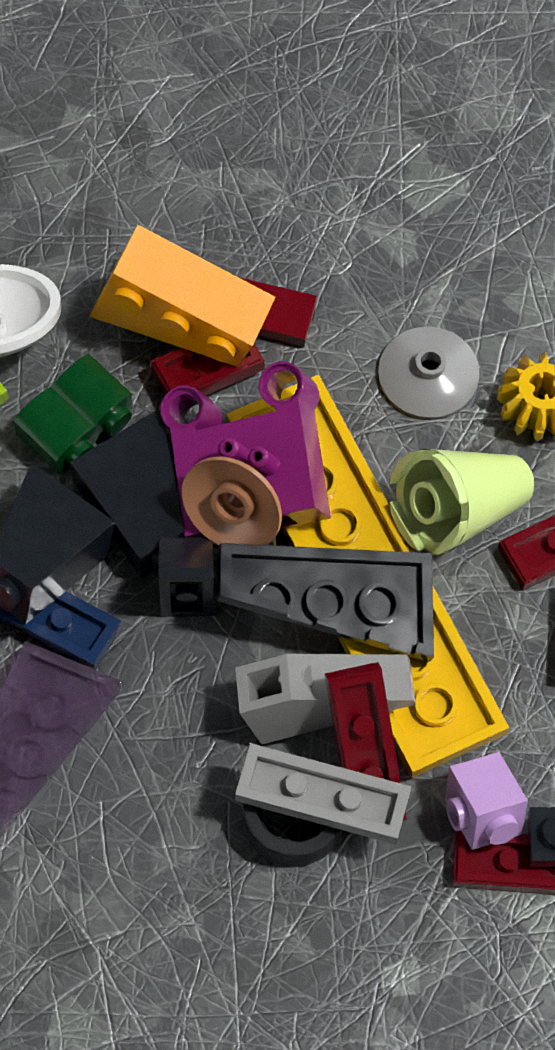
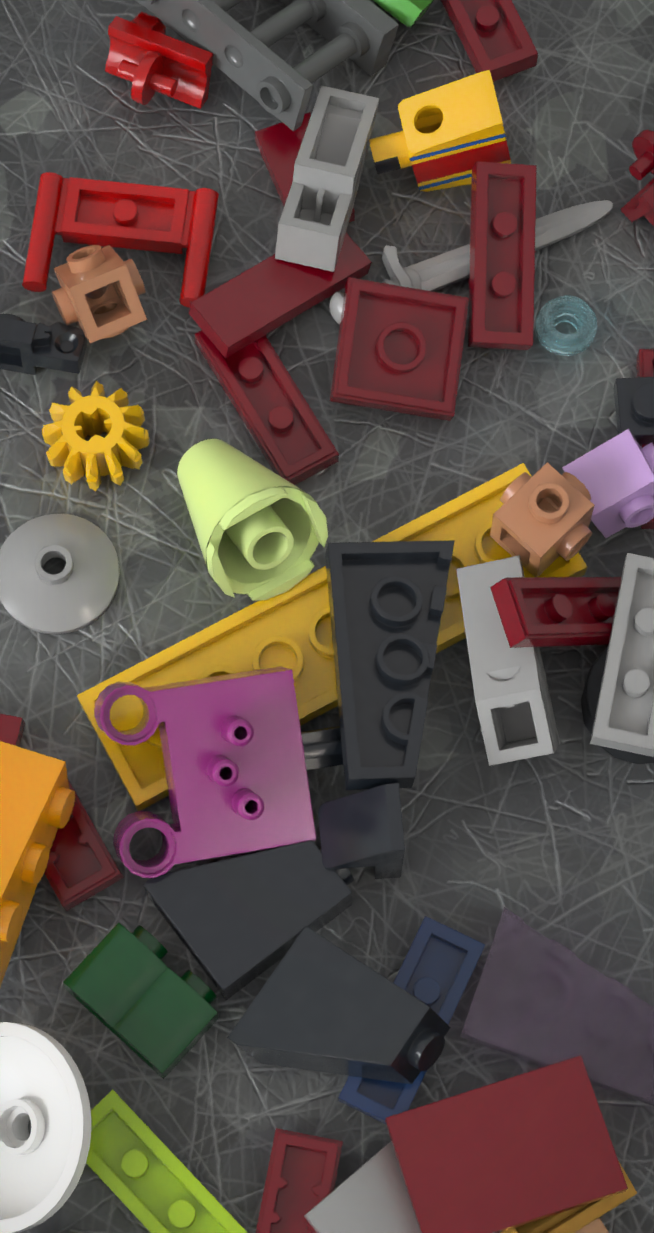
camera: 90 degrees left, 5 degrees up
(231, 502) = (297, 767): nougat dish -> none
(446, 723) = (543, 518): none -> nougat brick

